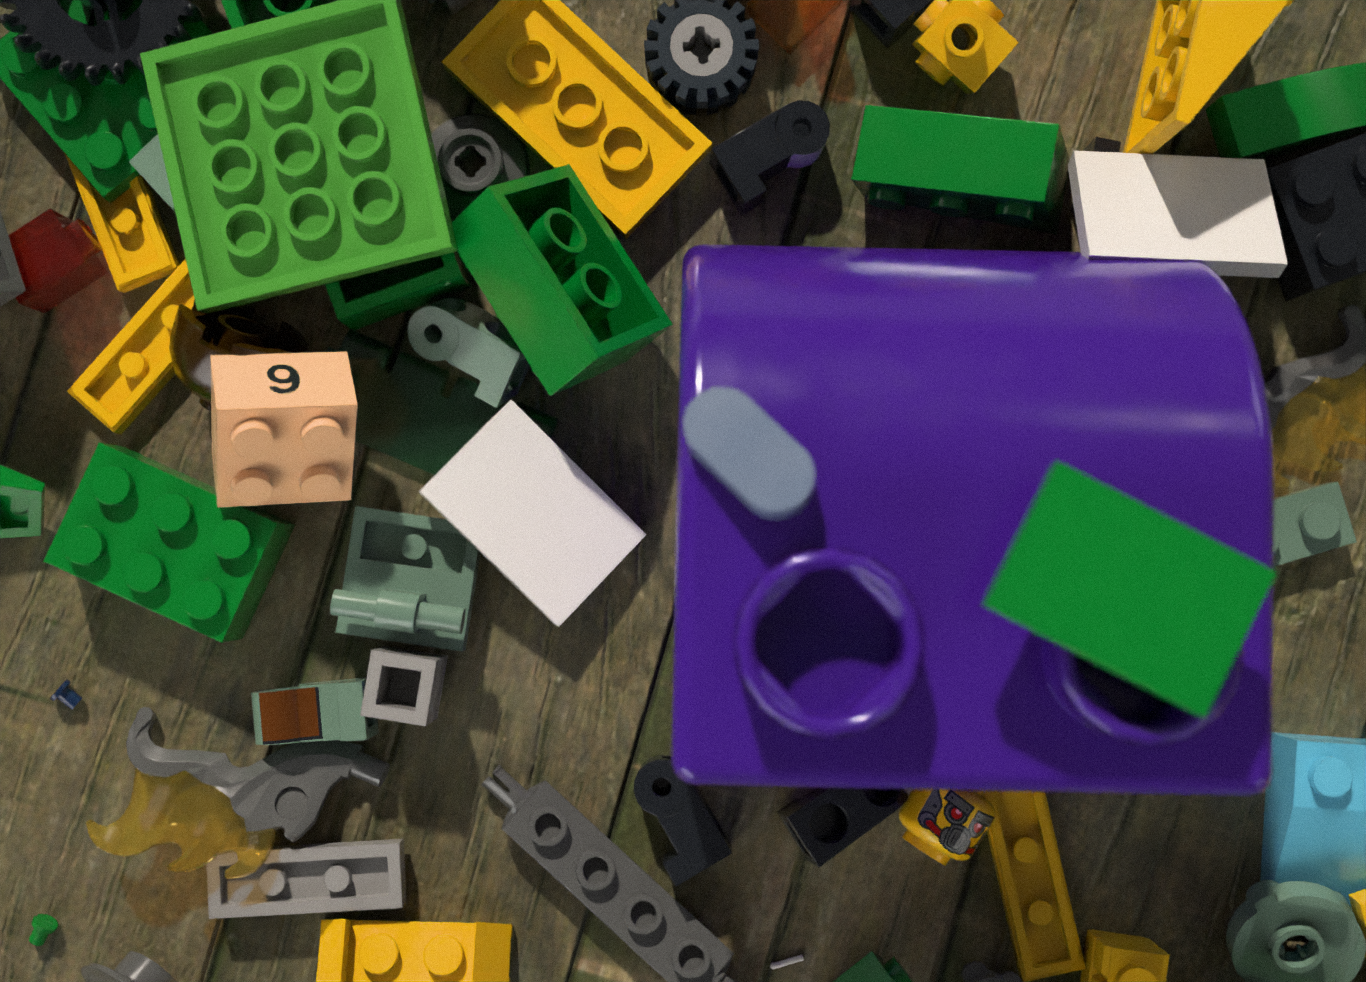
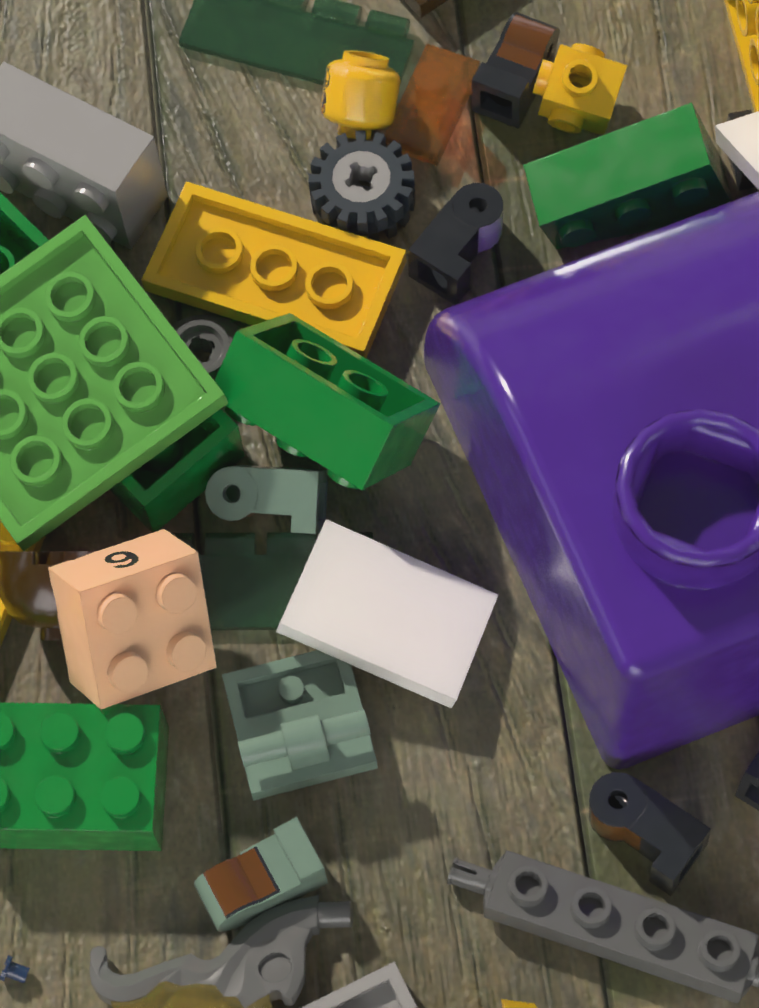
camera: 15 degrees left, 20 degrees down
(404, 685) = (337, 807): light grey brick -> none
(749, 453) = (563, 387): sand blue tile -> none

